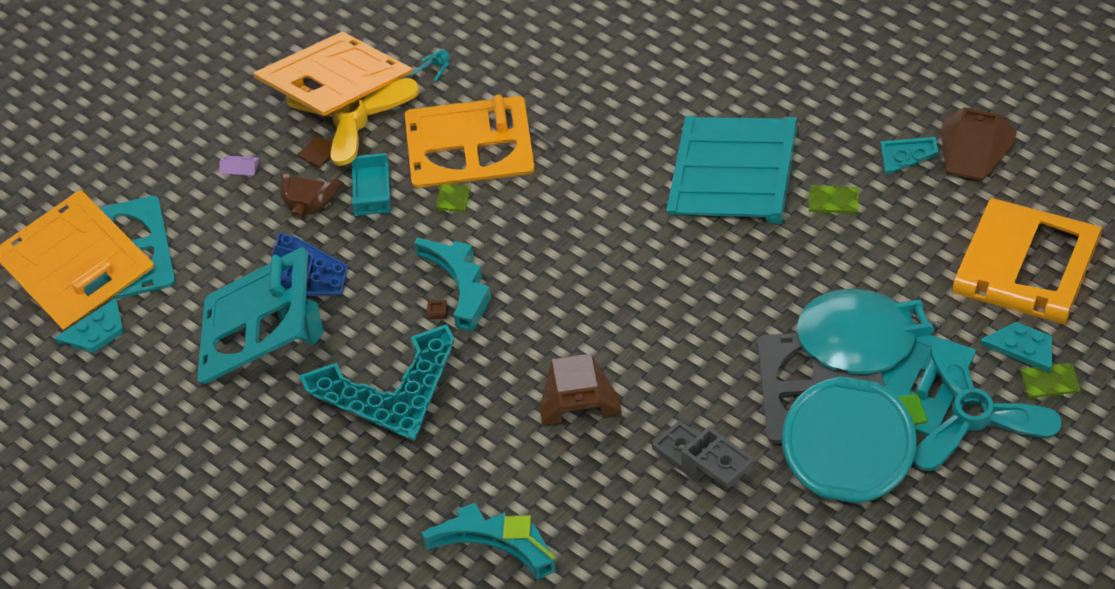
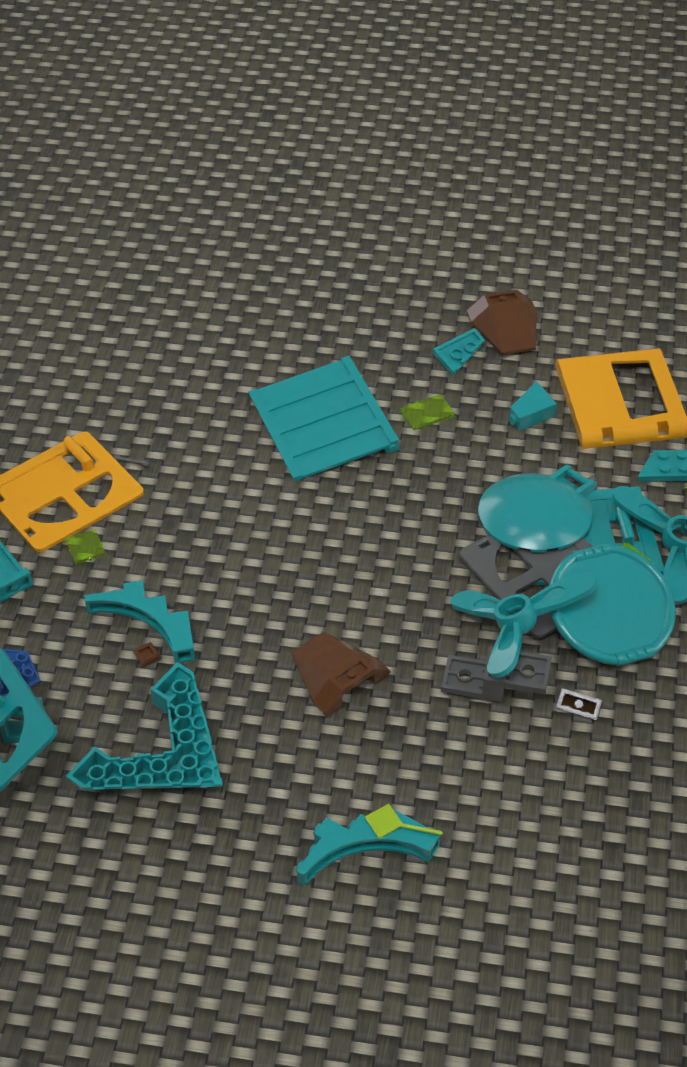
camera: 35 degrees left, 0 degrees up
(753, 409) = (519, 614): none -> teal piece
(762, 513) = (579, 704): none -> slope
(930, 234) = (532, 408): none -> teal slope

